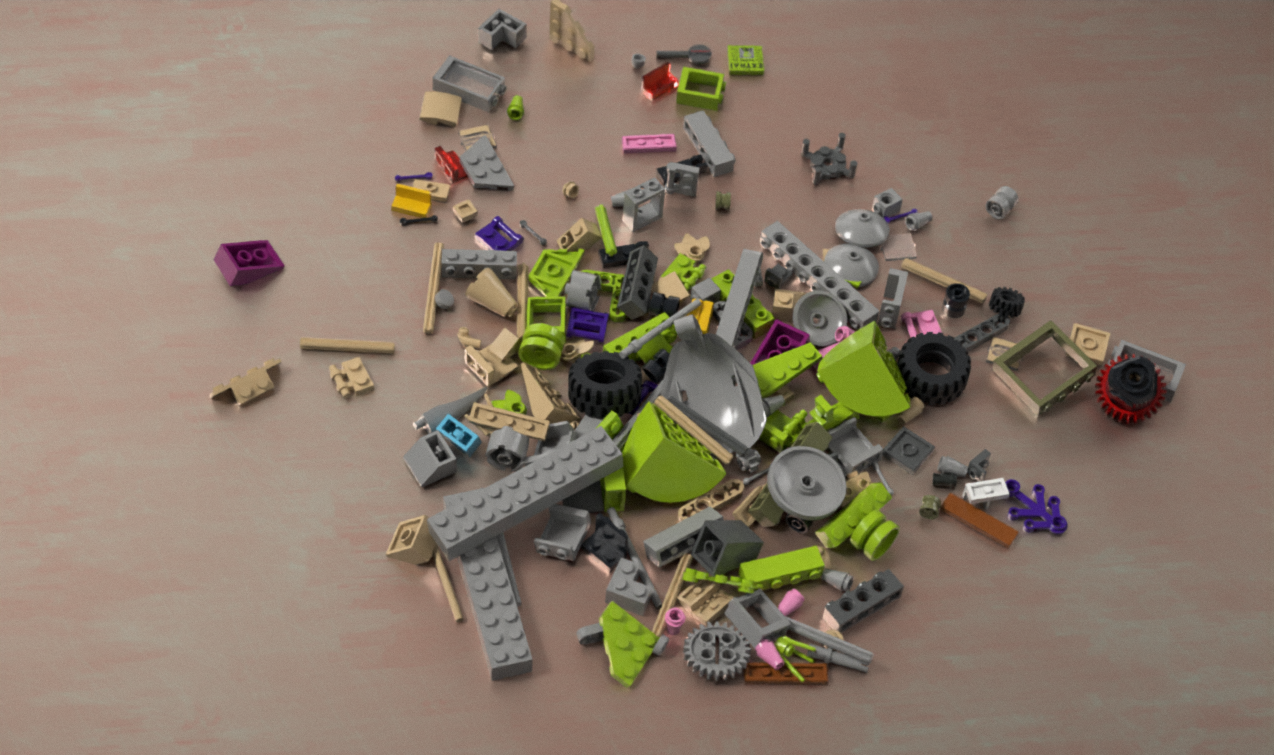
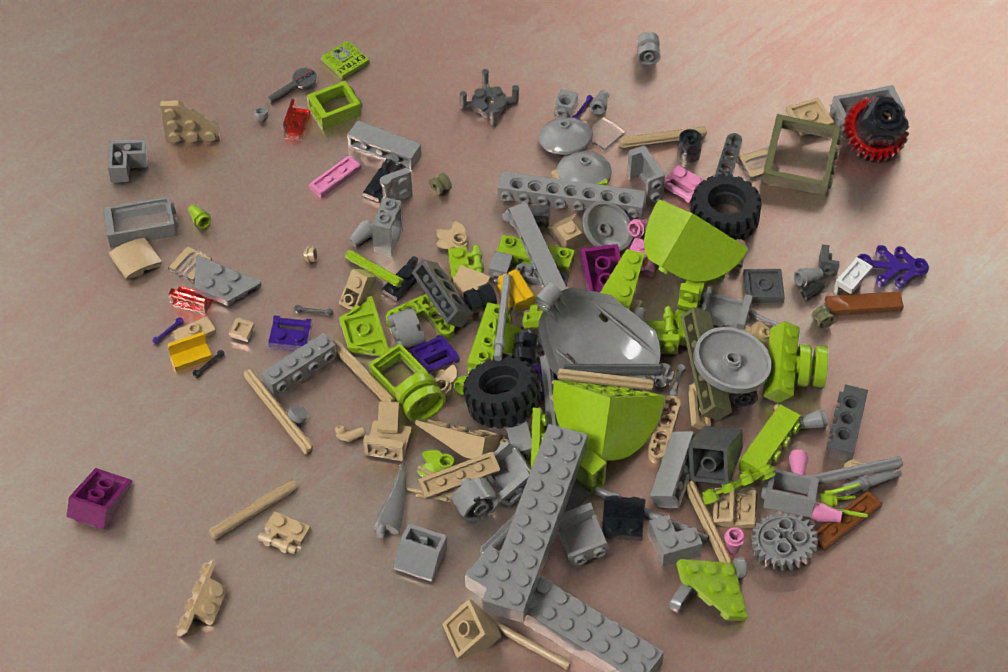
camera: 35 degrees left, 0 degrees up
(459, 435) = (425, 515): medium azure brick -> none
(491, 294) = (336, 382): tan cone -> none
(1007, 302) = (726, 122): black tyre -> none

